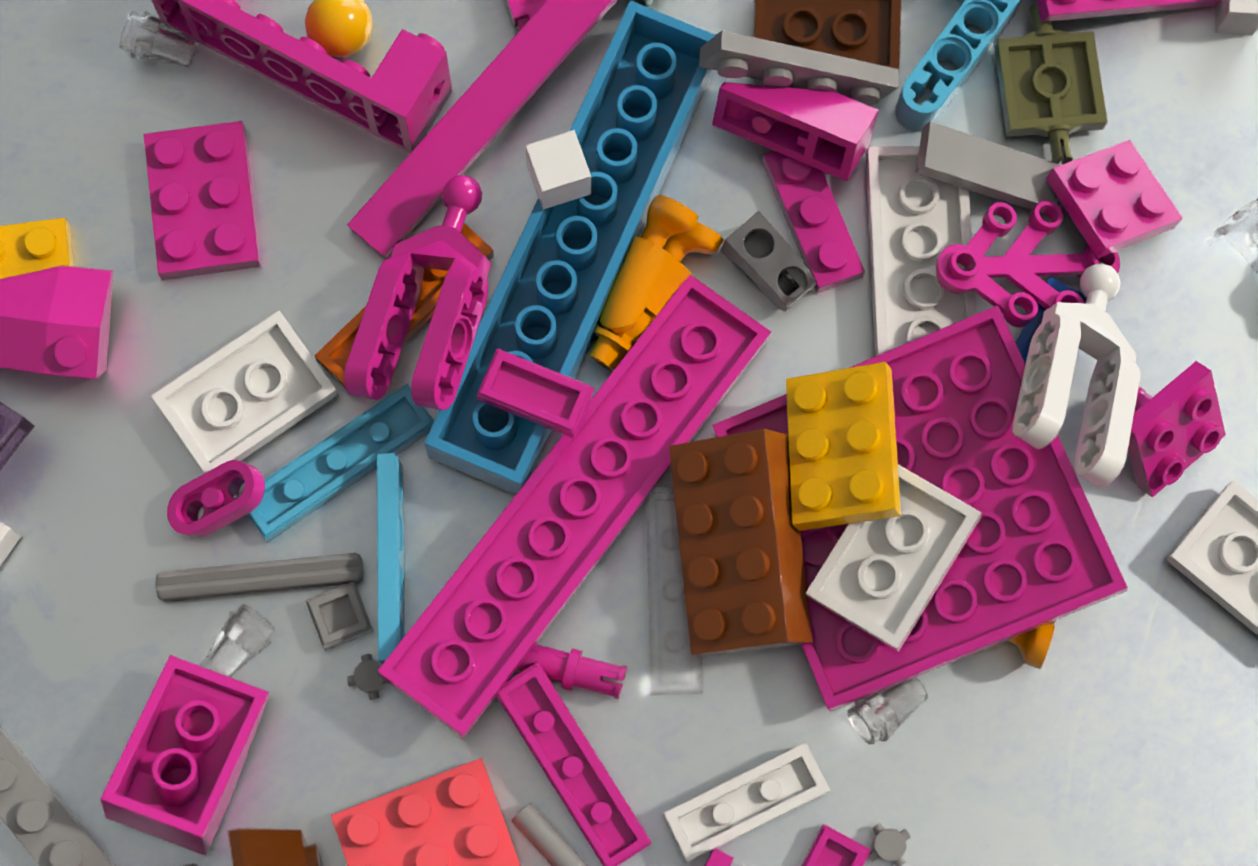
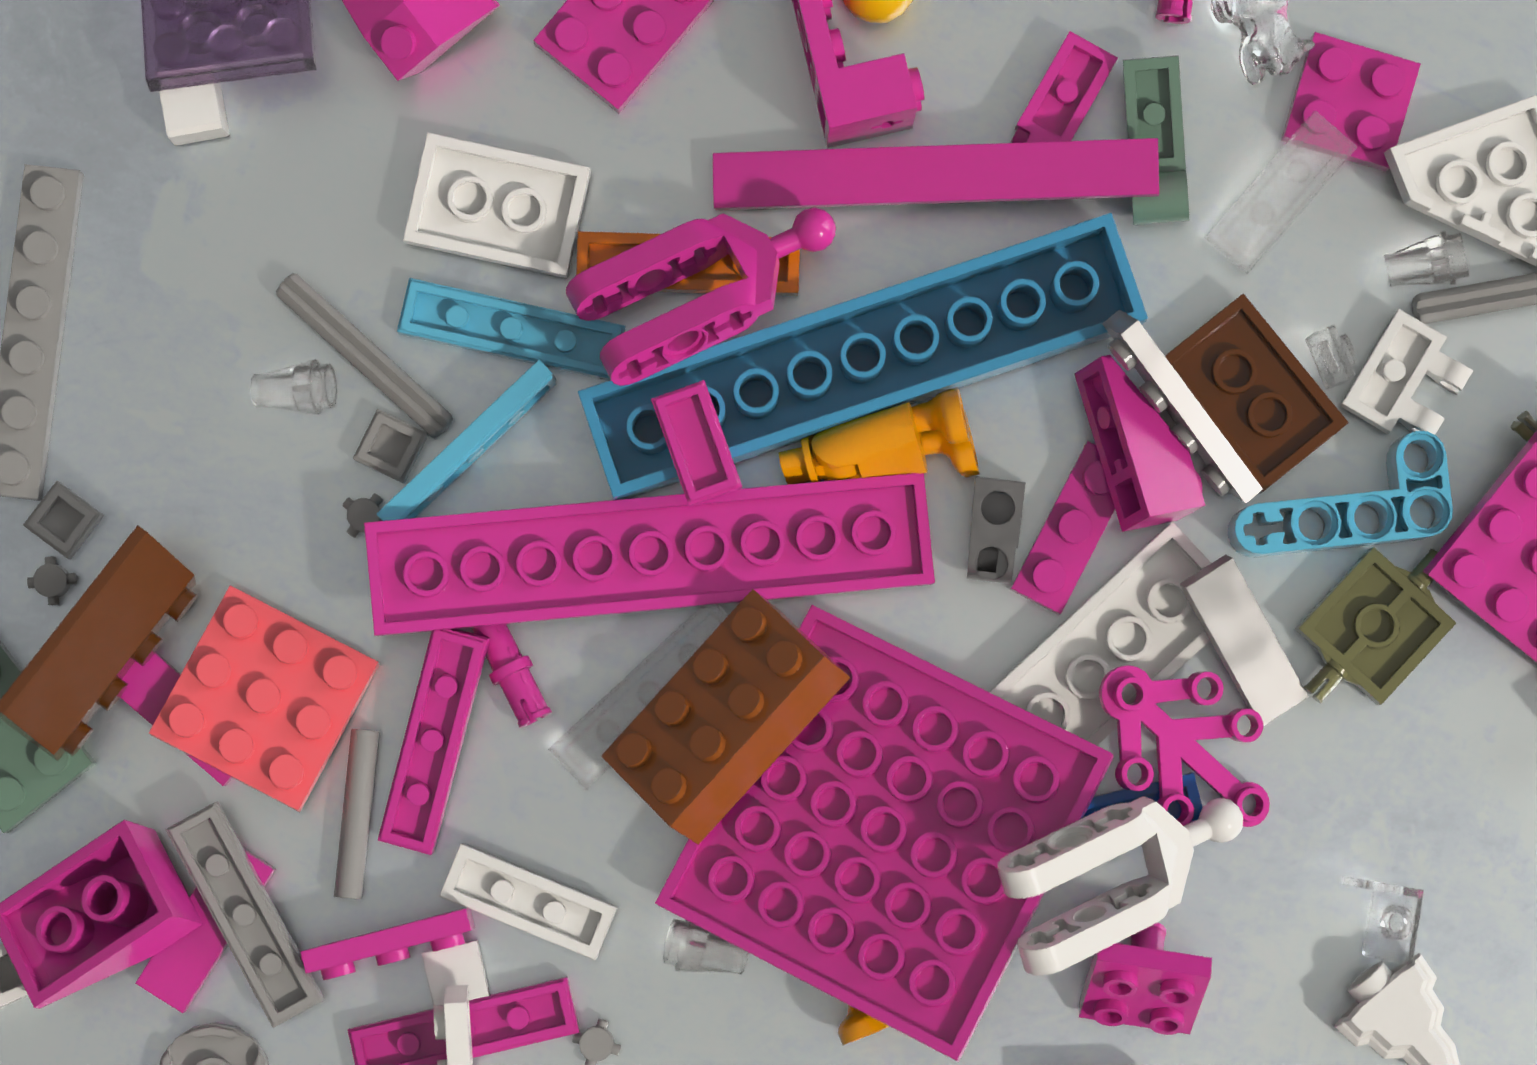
camera: 50 degrees right, 10 degrees up
(185, 755) = (174, 431): dark pink slope -> none
(218, 495) = (395, 266): dark pink plate -> none
(558, 169) = (897, 293): white piece -> none
(842, 447) = (875, 730): yellow plate -> none
(892, 566) = (821, 848): white plate -> none
(1113, 198) = (1315, 768): plate -> none

